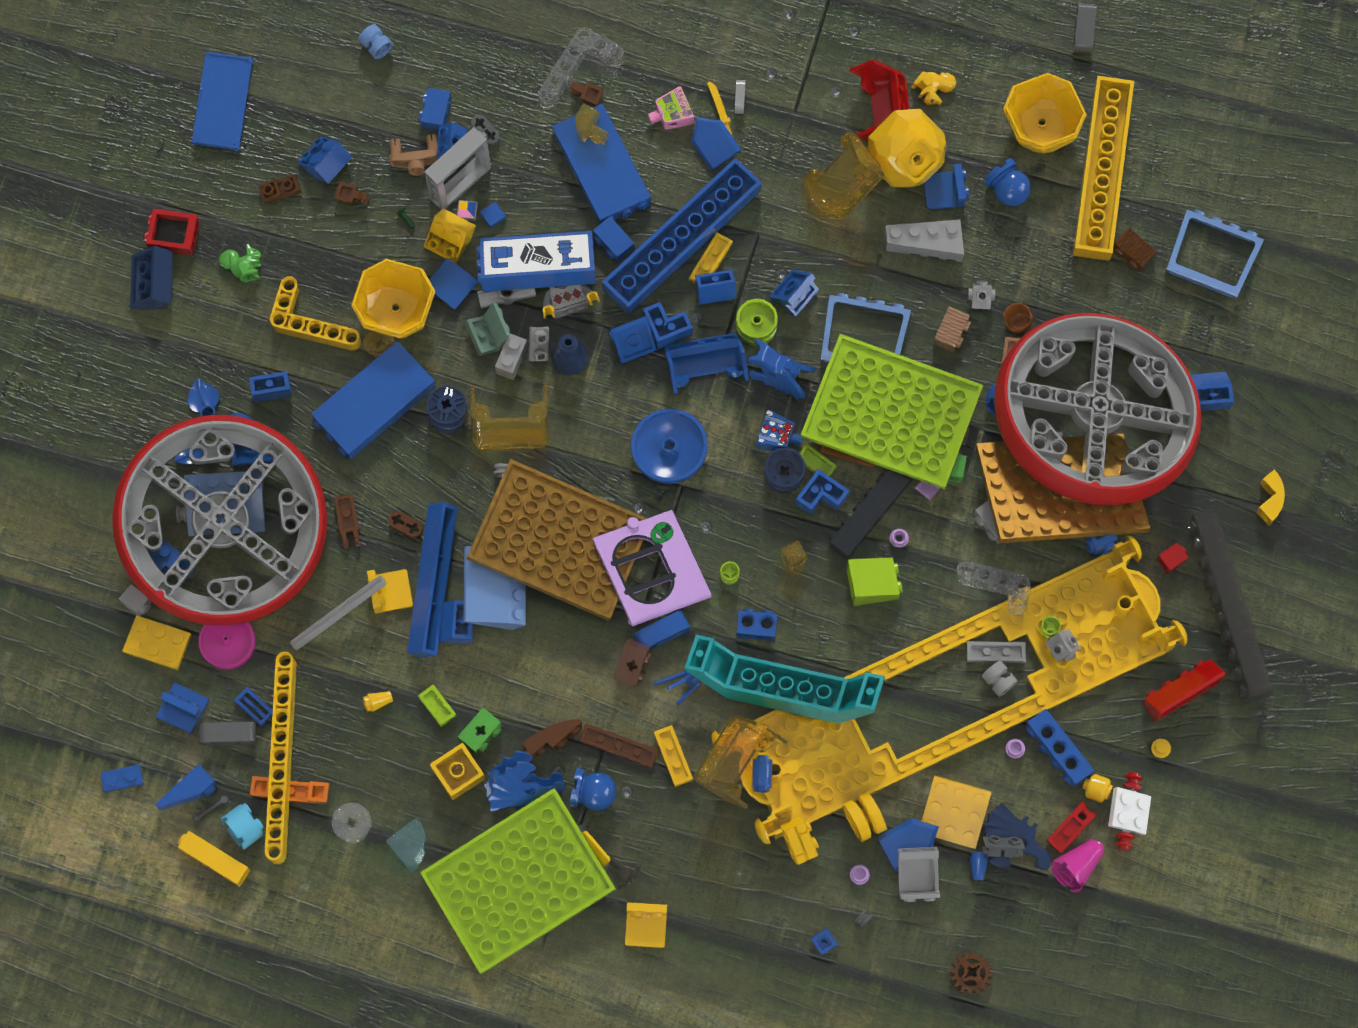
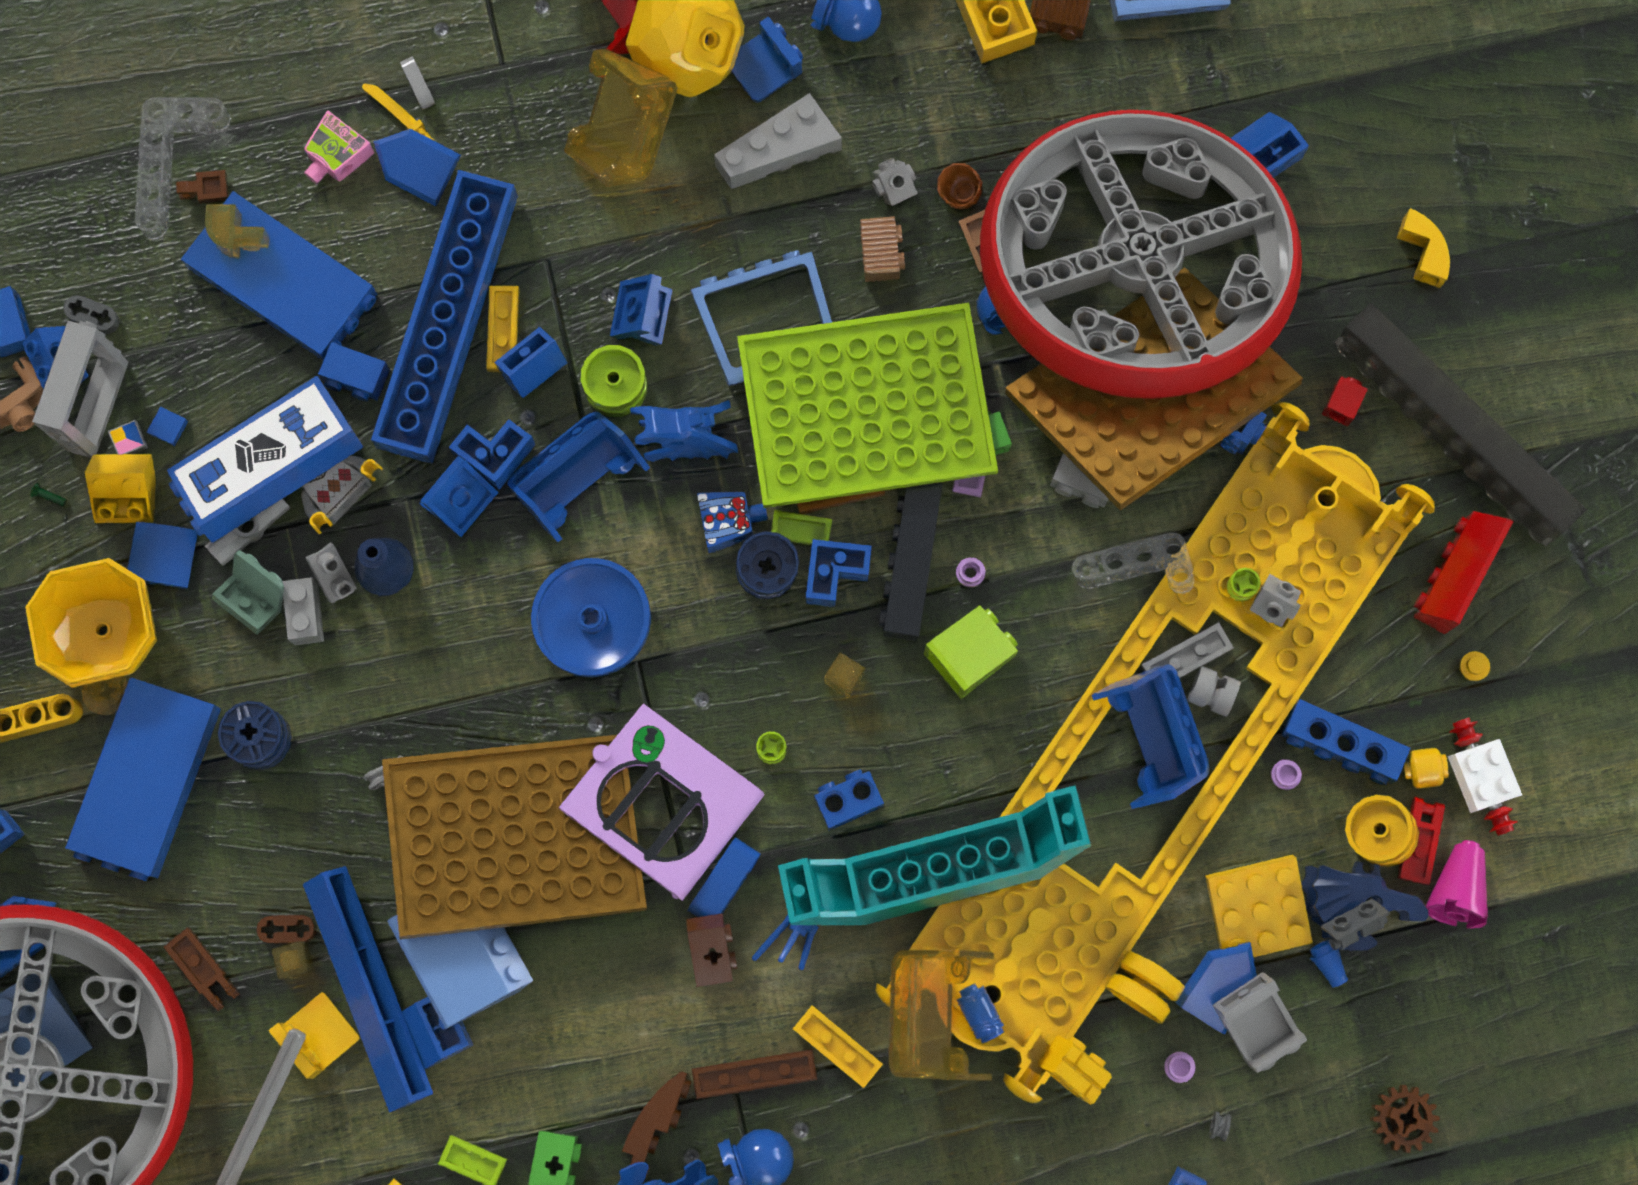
camera: 30 degrees left, 5 degrees up
(400, 543) = (293, 960): none -> clear yellow brick
(513, 431) = (361, 718): clear yellow windscreen -> none
(958, 682) = (1164, 732): none -> blue windscreen
(1050, 806) = (1364, 831): none -> yellow wheel

